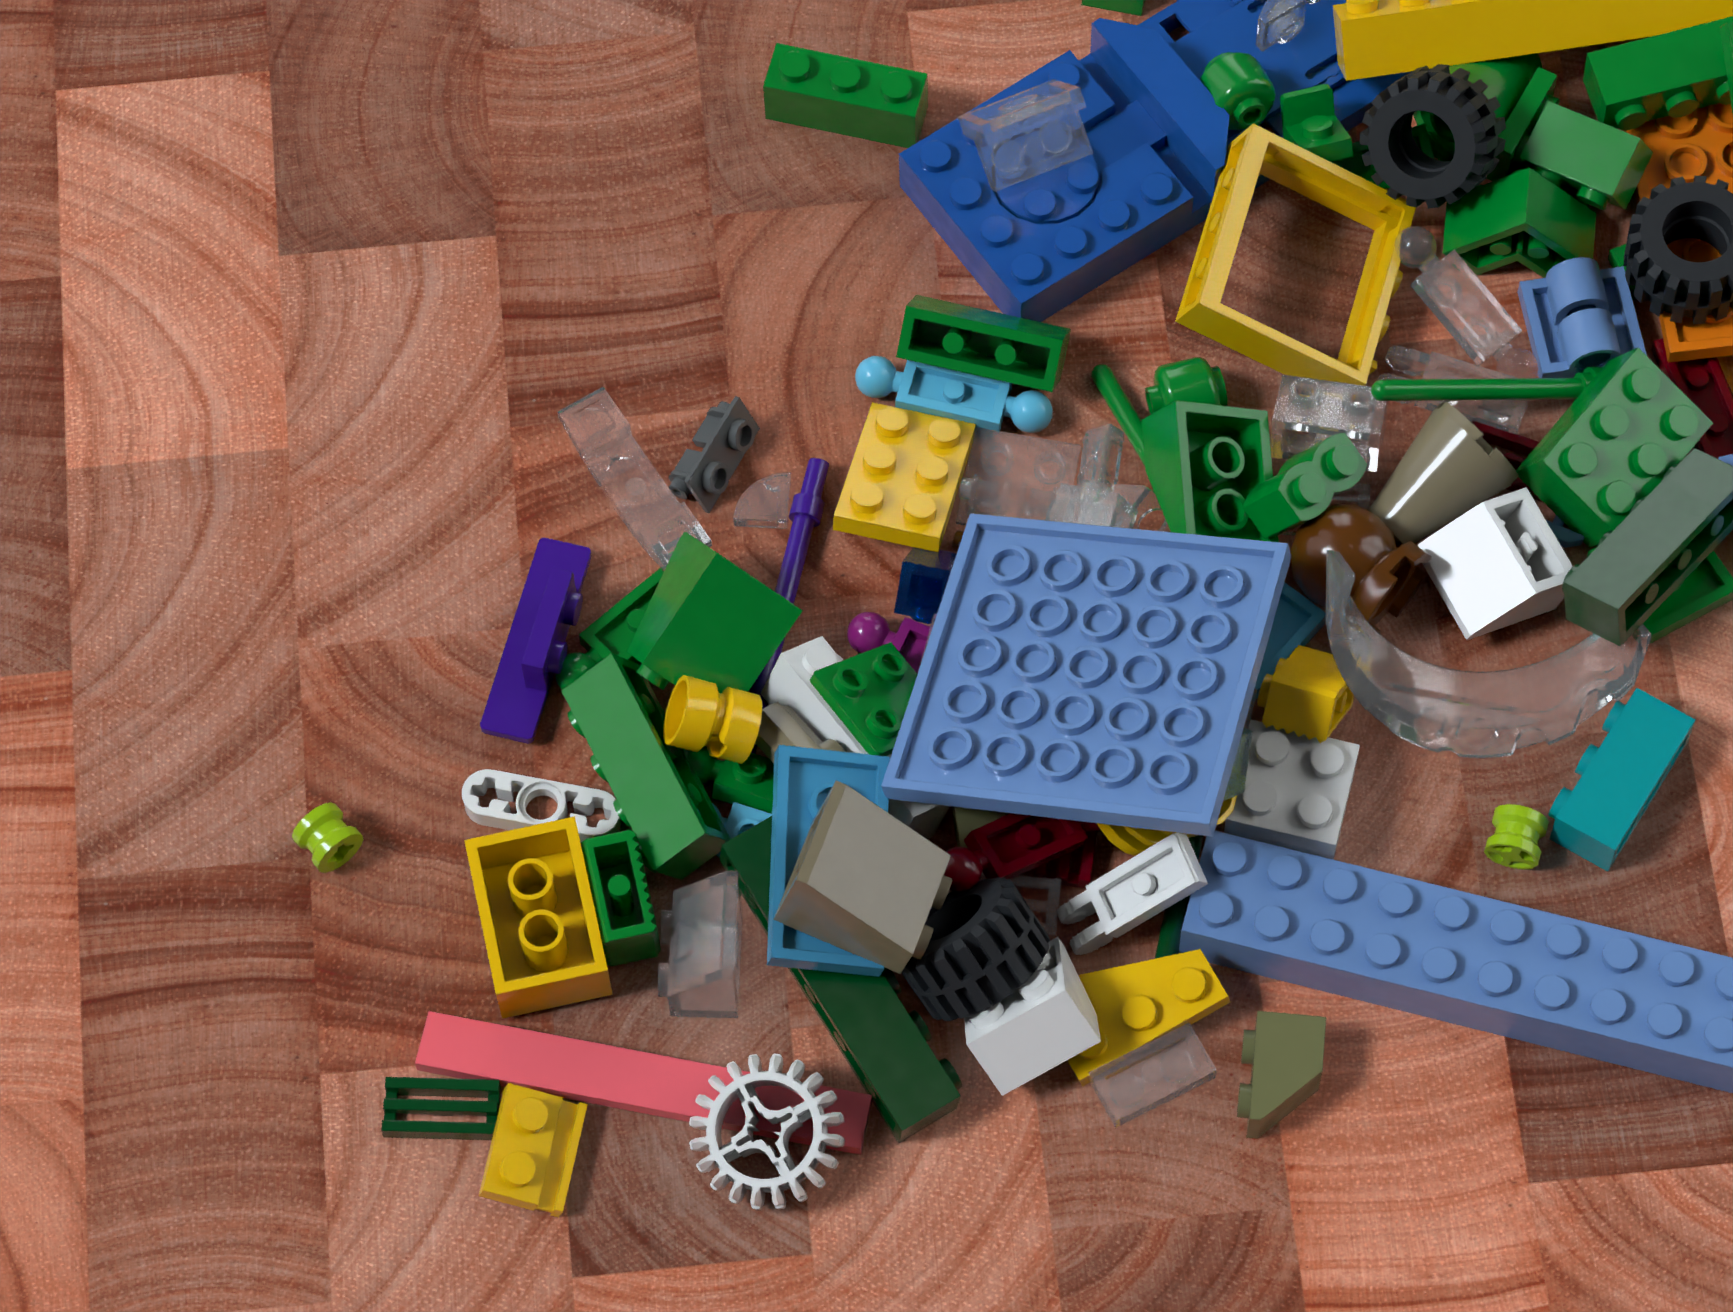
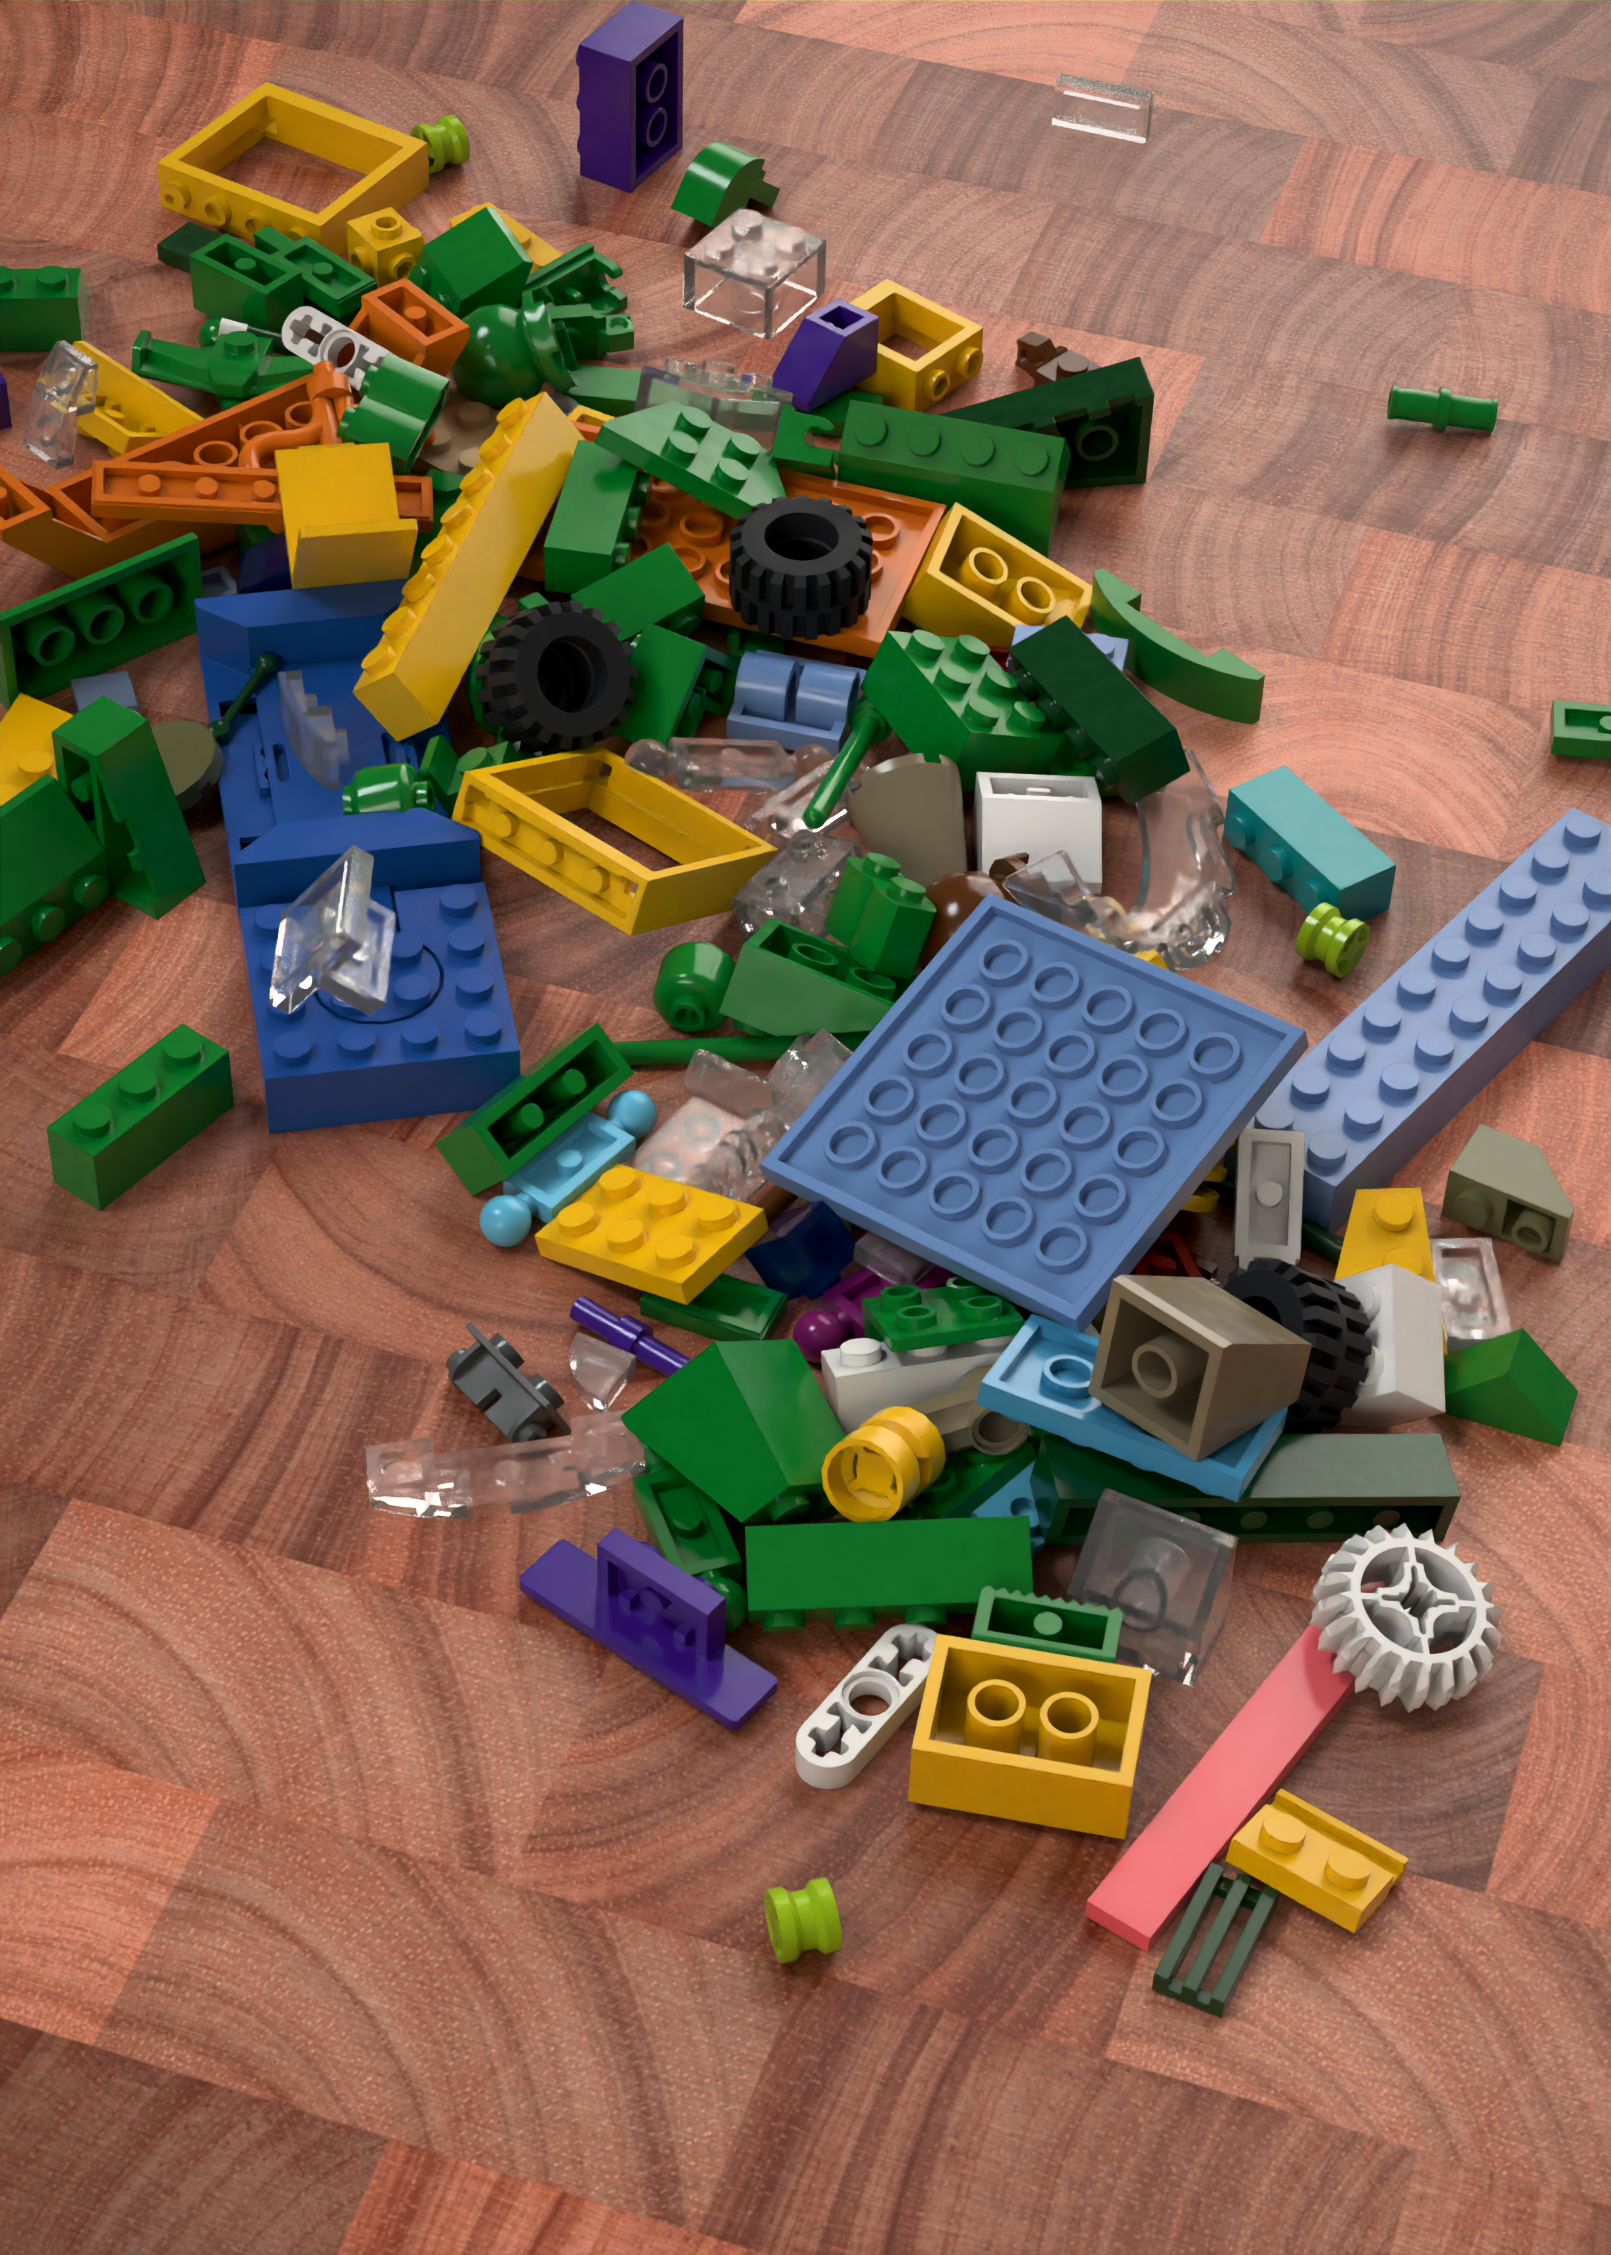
camera: 70 degrees left, 20 degrees down
(872, 570) = (723, 1311): none -> green tile
(1066, 1141) = (1510, 1388): none -> green slope

